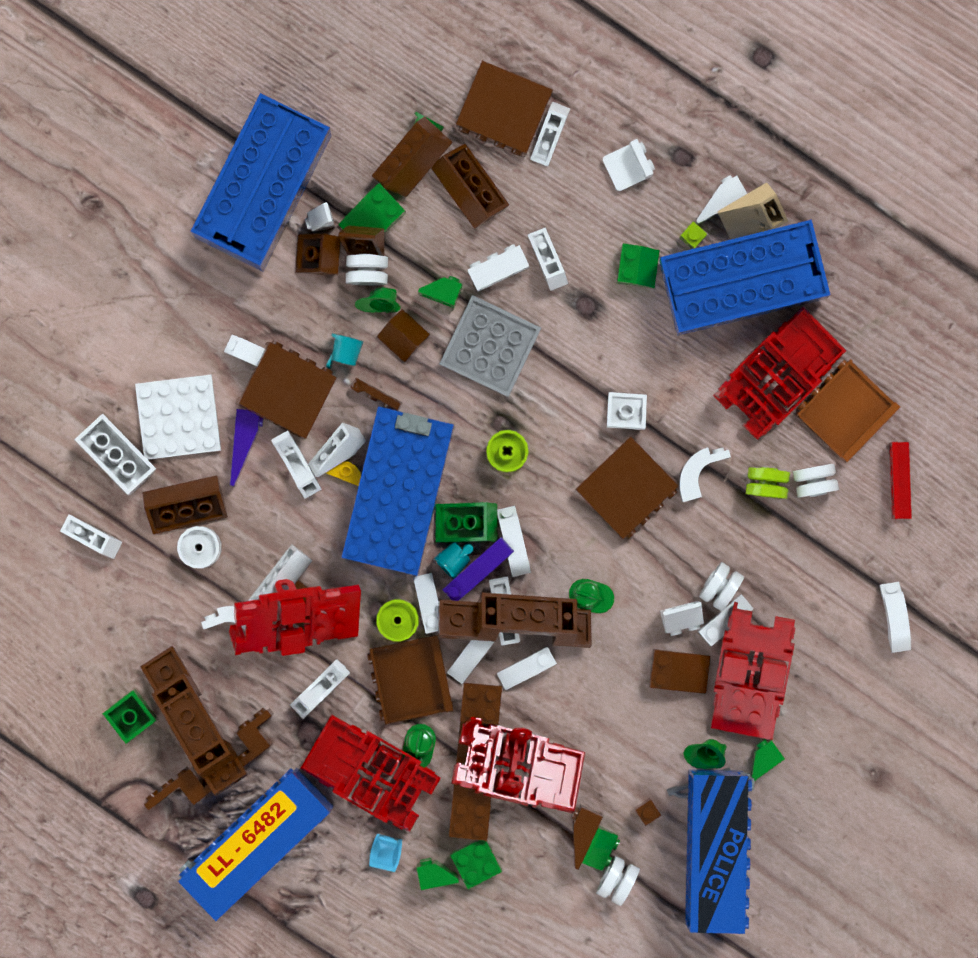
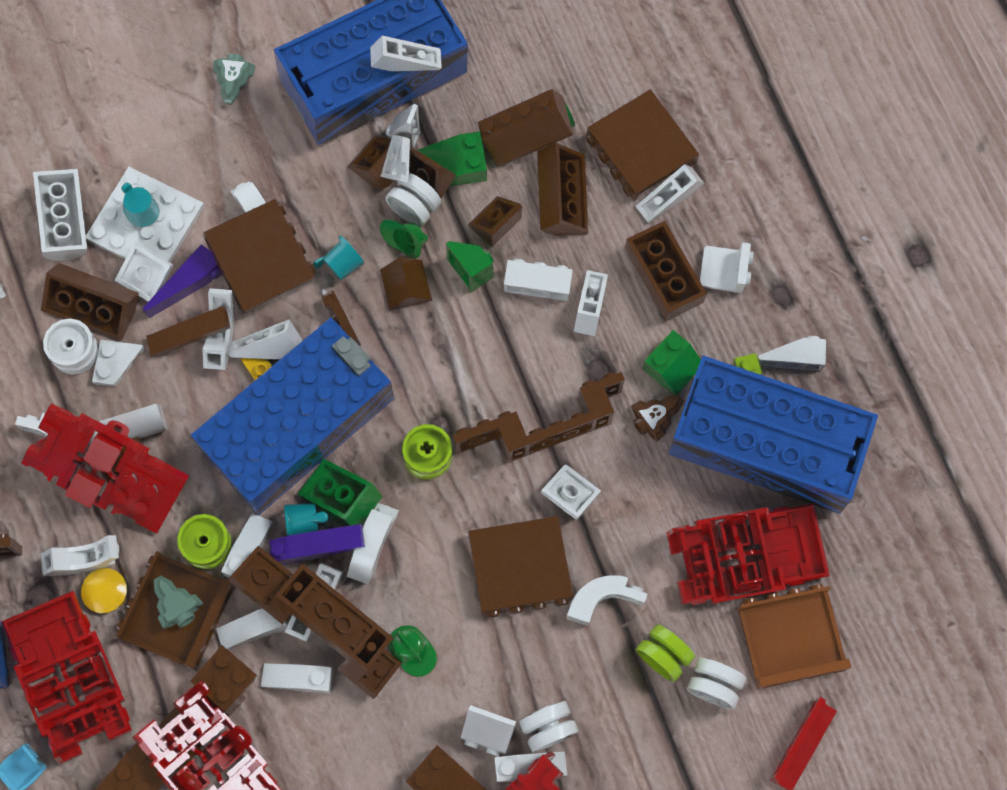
camera: 30 degrees right, 15 degrees down
(158, 260) = (232, 75): none -> sand green rock
(171, 411) = (139, 206): none -> teal hat
(209, 457) = (143, 271): none -> white plate
(235, 535) = (113, 361): none -> white wing
(275, 480) = (188, 331): none -> reddish brown tile
(293, 172) = (403, 55): none -> white slope
(337, 251) = (397, 159): none -> white wing
(350, 699) = (104, 590): none -> yellow dish
(408, 675) = (174, 603): none -> sand green rock
(420, 743) = (138, 682): green piece -> none
(434, 241) = (496, 219): none -> reddish brown slope
(490, 346) = (480, 346): light grey plate -> none
(559, 399) = (507, 428): none -> reddish brown bracket
(586, 199) = (665, 270): none -> reddish brown brick
(650, 313) = (655, 415): none -> reddish brown rock
(753, 213) = (821, 377): tan slope -> none

